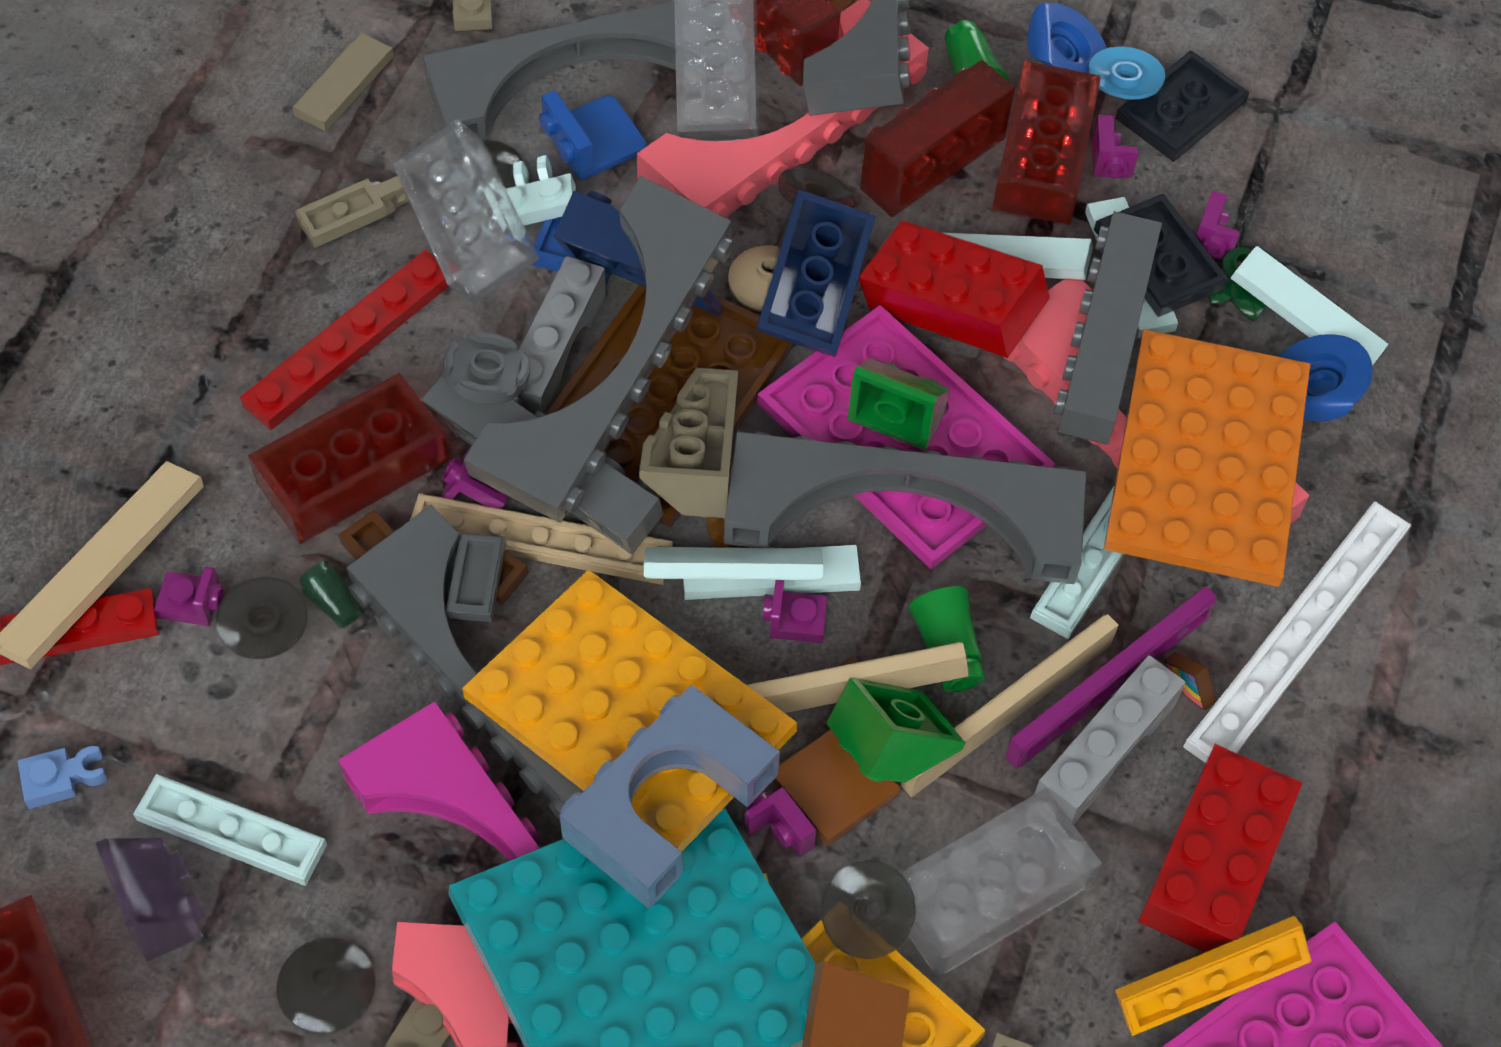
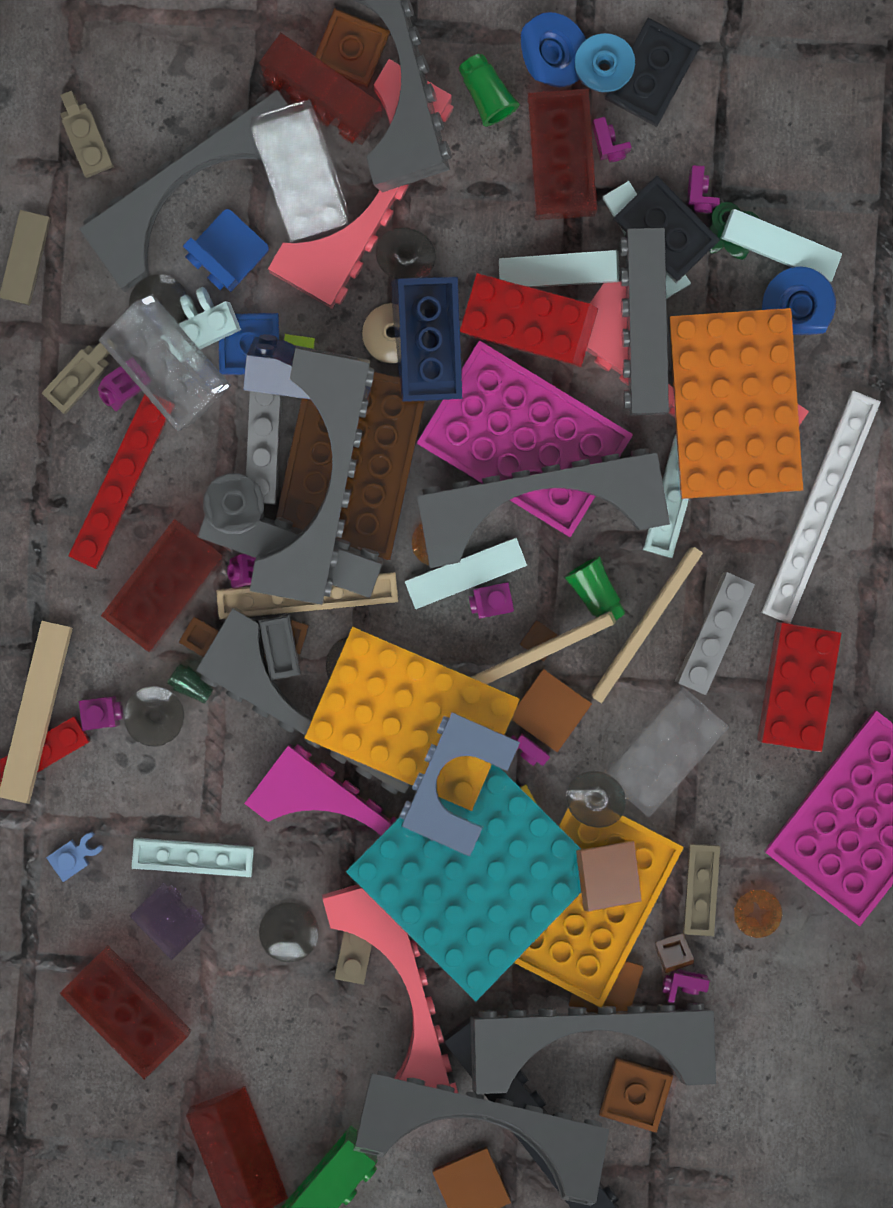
camera: 15 degrees left, 30 degrees up
(395, 230) = (117, 388): none -> magenta bracket
(693, 446) = (389, 512): dark tan wedge -> none
(733, 563) = (442, 585): light aqua tile -> none
(891, 730) = (580, 678): green slope -> none
(896, 403) = (516, 428): green slope -> none
(936, 137) = (480, 181): clear red brick -> none
(1109, 678) = (707, 583): magenta tile -> none
(1198, 683) = (756, 567): reddish brown tile -> none
(1213, 975) = (810, 773): light orange tile -> none

